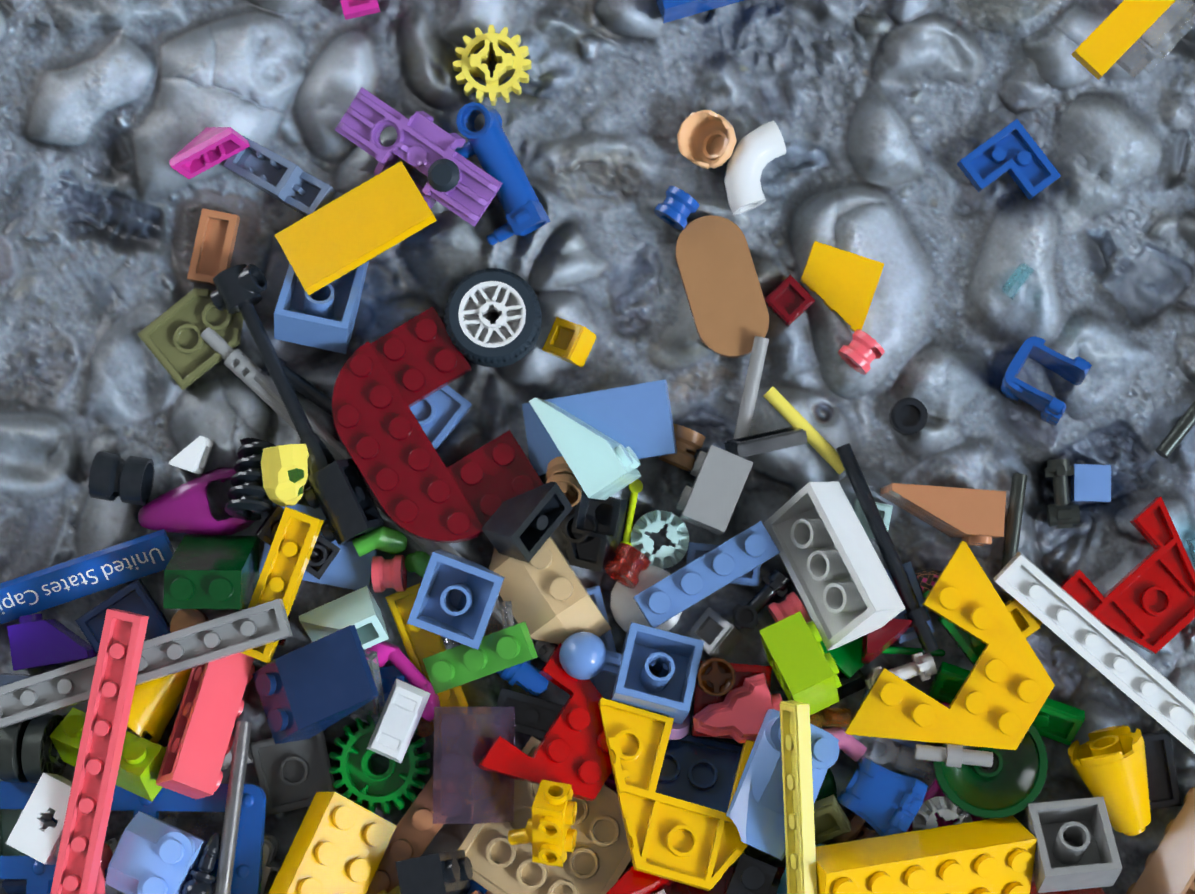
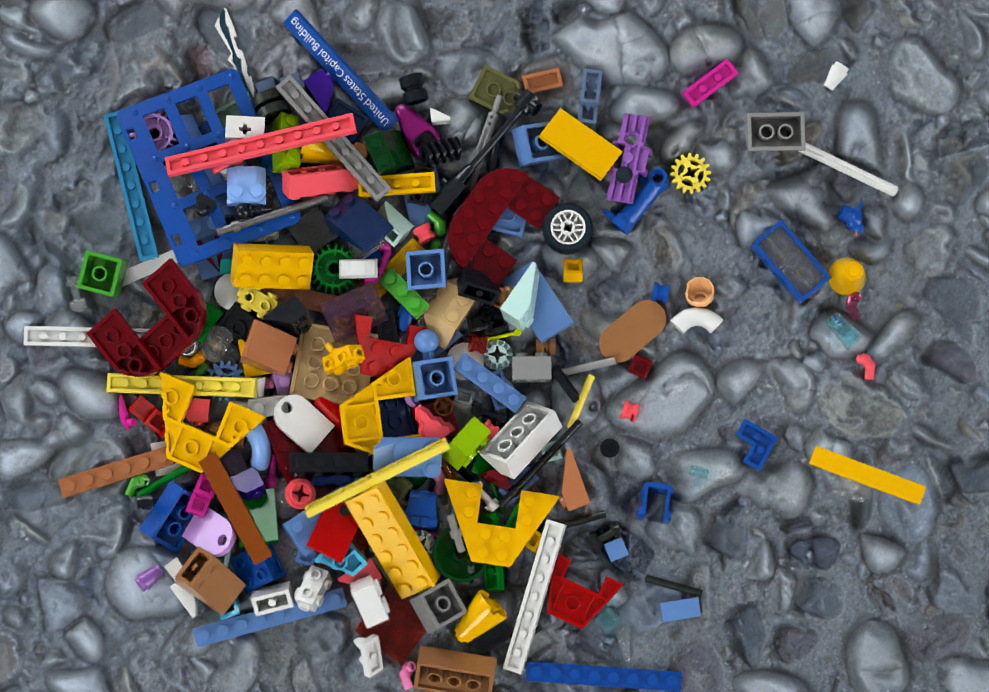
camera: 60 degrees right, 0 degrees up
(208, 150) = (588, 57): dark pink slope -> none
(285, 473) = (449, 164): light yellow rock -> none
(842, 281) = (660, 388): yellow slope -> none

